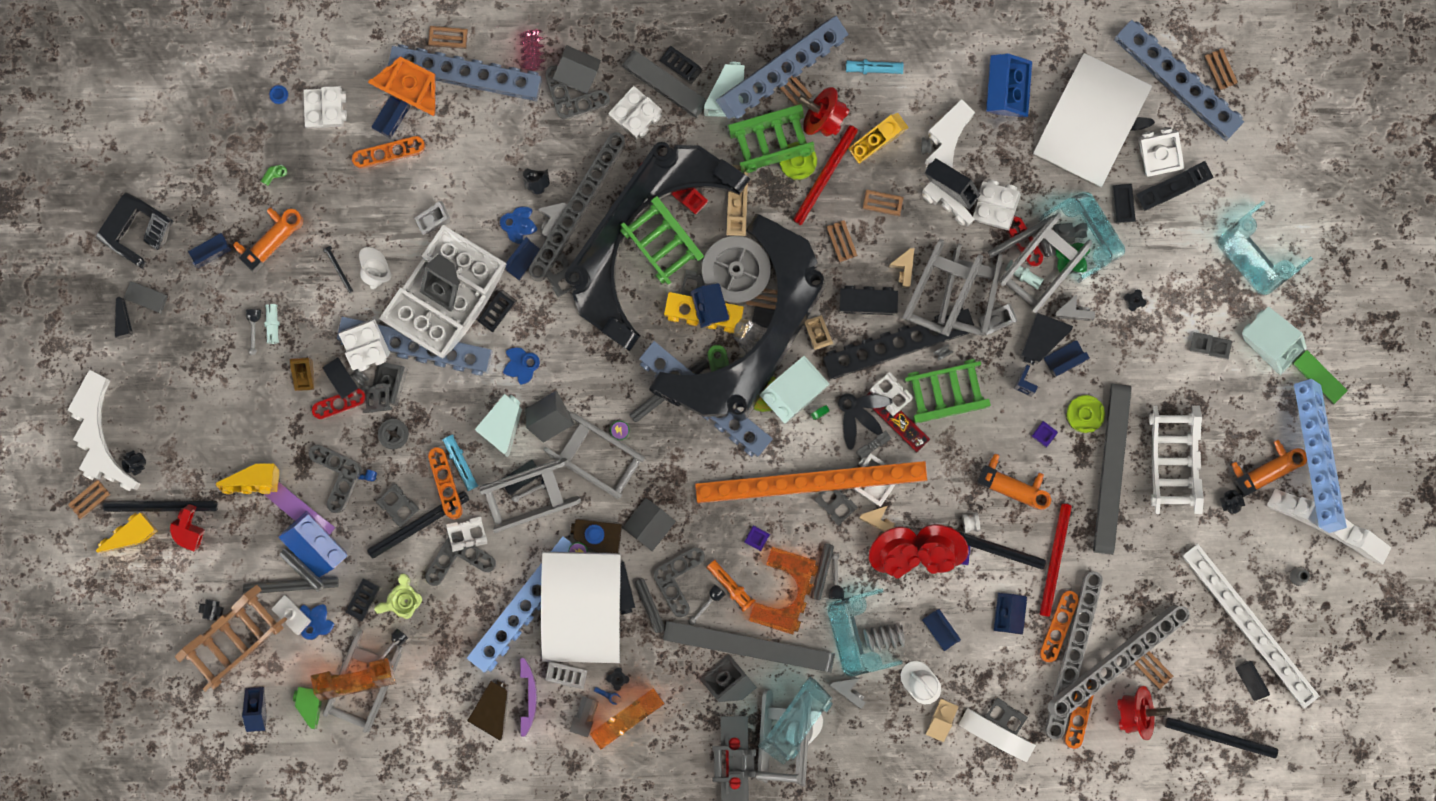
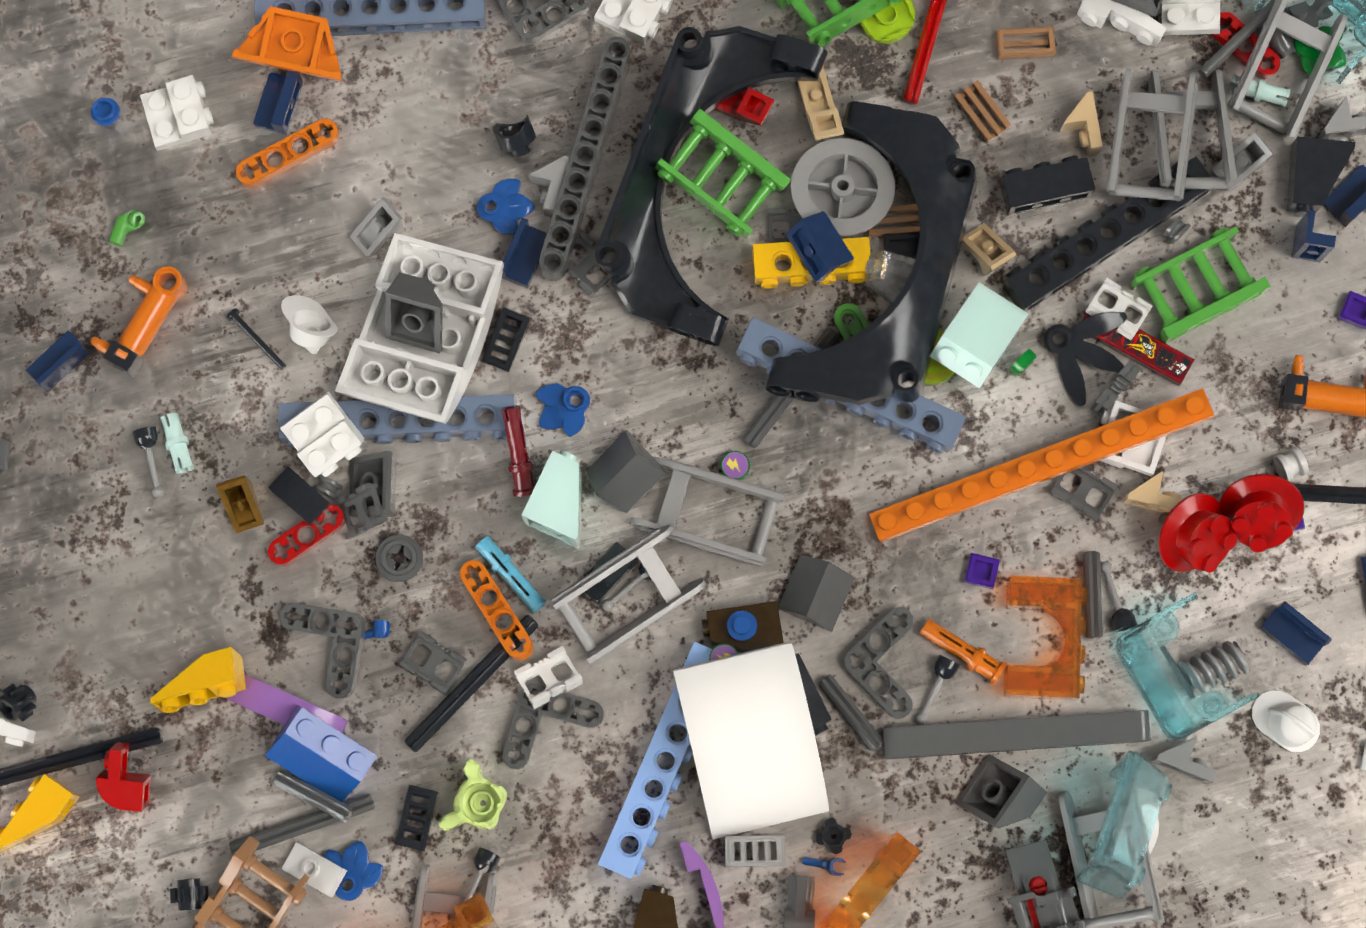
camera: 15 degrees left, 5 degrees down
(484, 394) = (520, 464): none -> dark red pin
(942, 720) = (1335, 769): tan slope -> none

